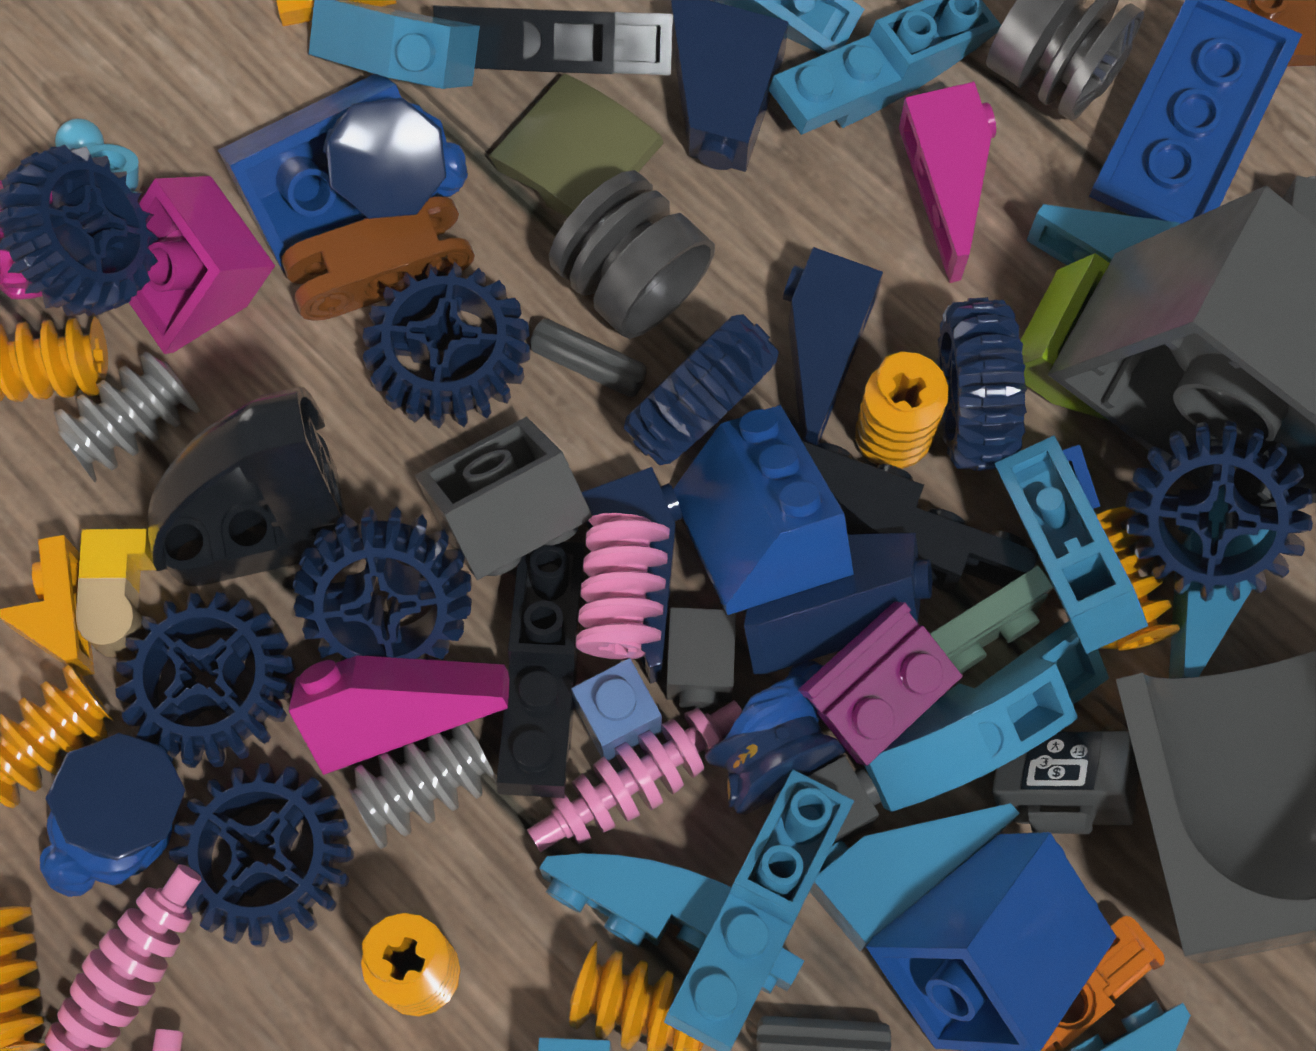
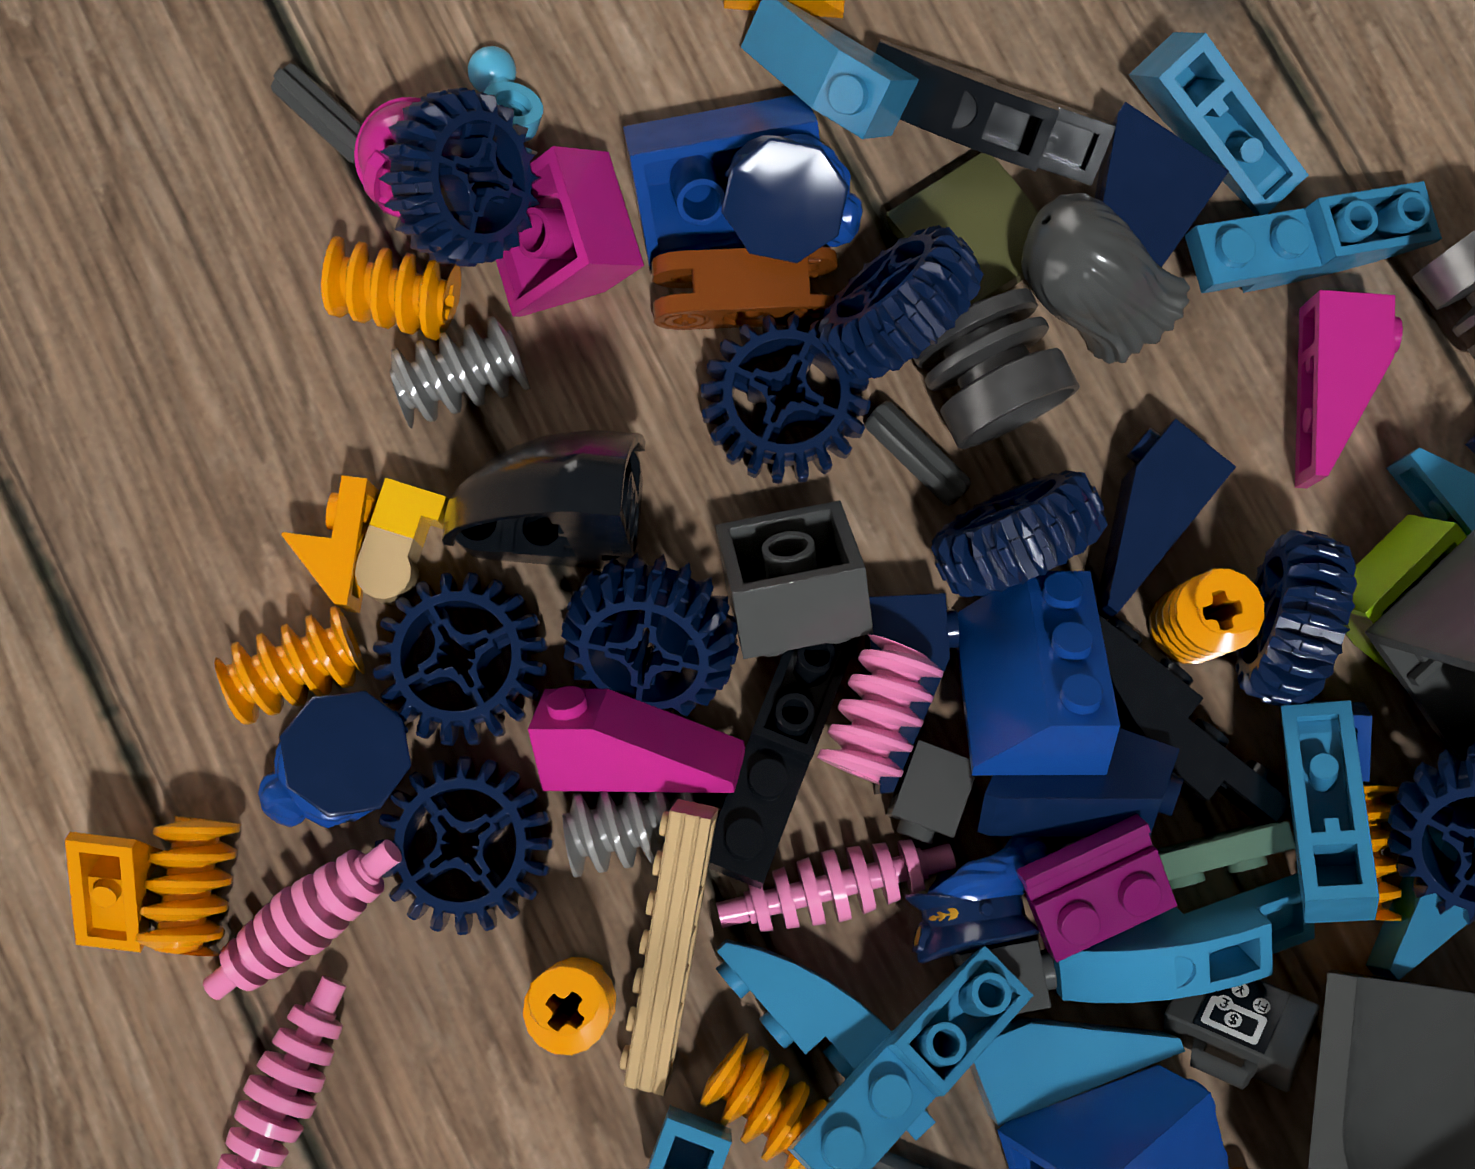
camera: 15 degrees right, 10 degrees up
(491, 880) = (668, 945): none -> tan piece
(523, 218) = (901, 303): none -> dark blue gear
(616, 708) = (836, 818): medium blue brick -> none
(702, 146) = (1100, 277): none -> dark grey piece

